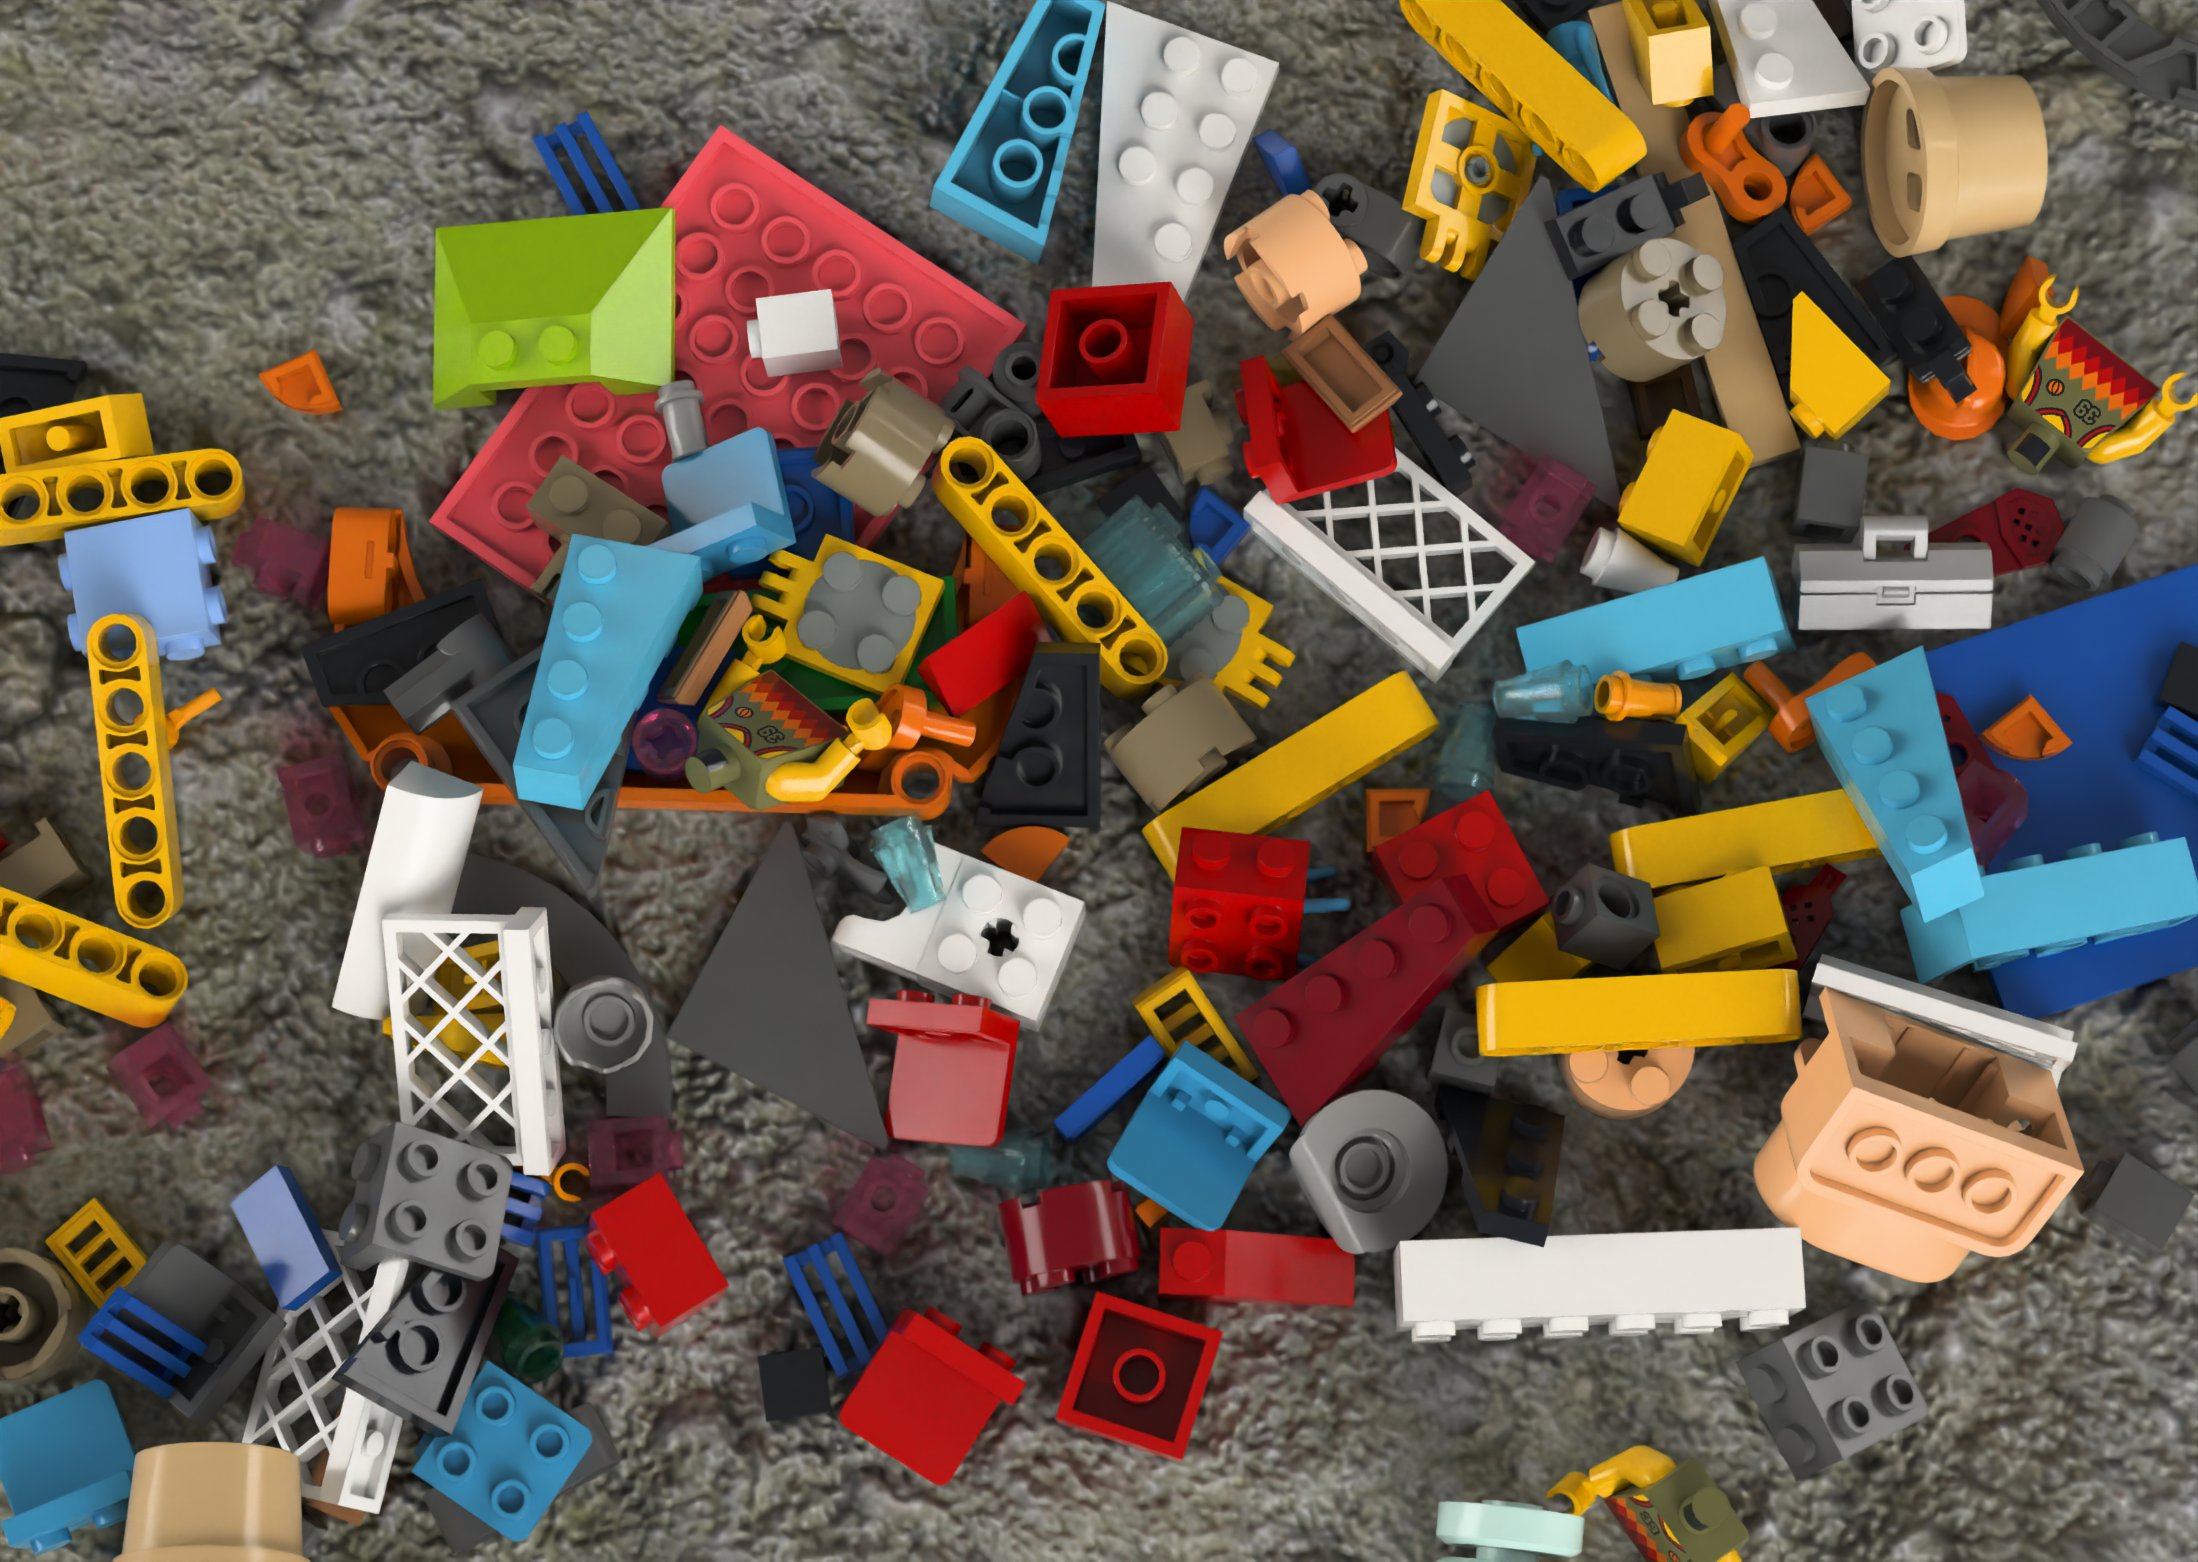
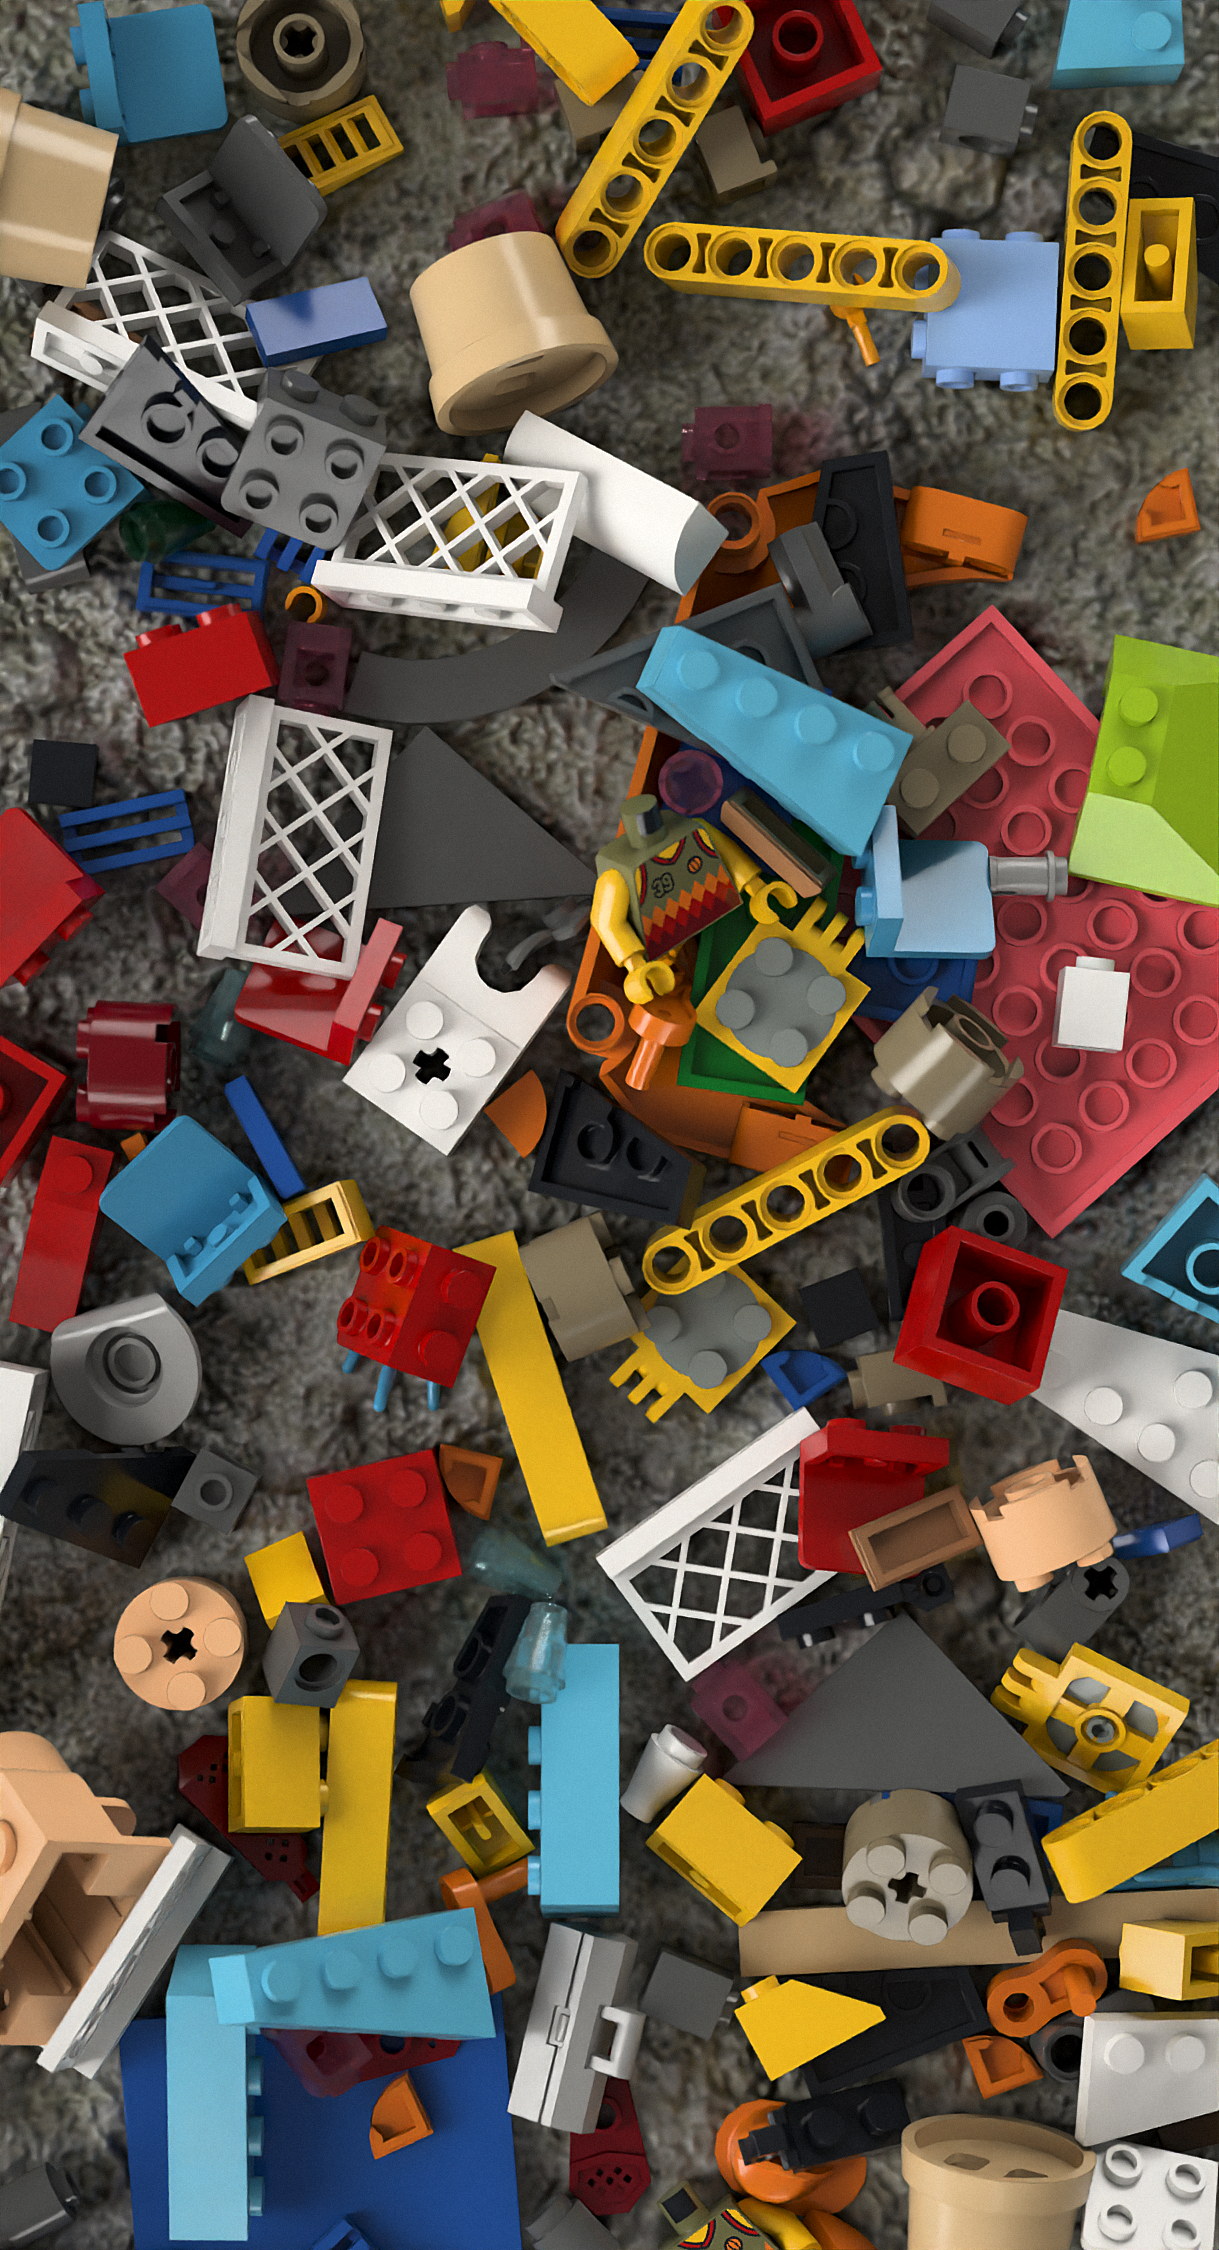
camera: 100 degrees right, 10 degrees up
(171, 1361) = (208, 169): blue tile -> none
(259, 1036) = (507, 334): none -> tan piece
(284, 562) = (985, 453): clear pink brick -> none
(603, 1024) = (443, 665): light grey hair -> none
(799, 1179) = (241, 828): none -> white fence
(910, 861) = (522, 995): clear light blue cone -> none
(985, 656) = (711, 1118): red slope -> none
(1154, 569) = (763, 1301): clear light blue brick -> none
(1354, 1003) = (283, 1387): dark red wedge -> none
(1626, 697) = (518, 1728): light orange pin -> none
(1638, 1012) = (198, 1660): yellow beam -> none

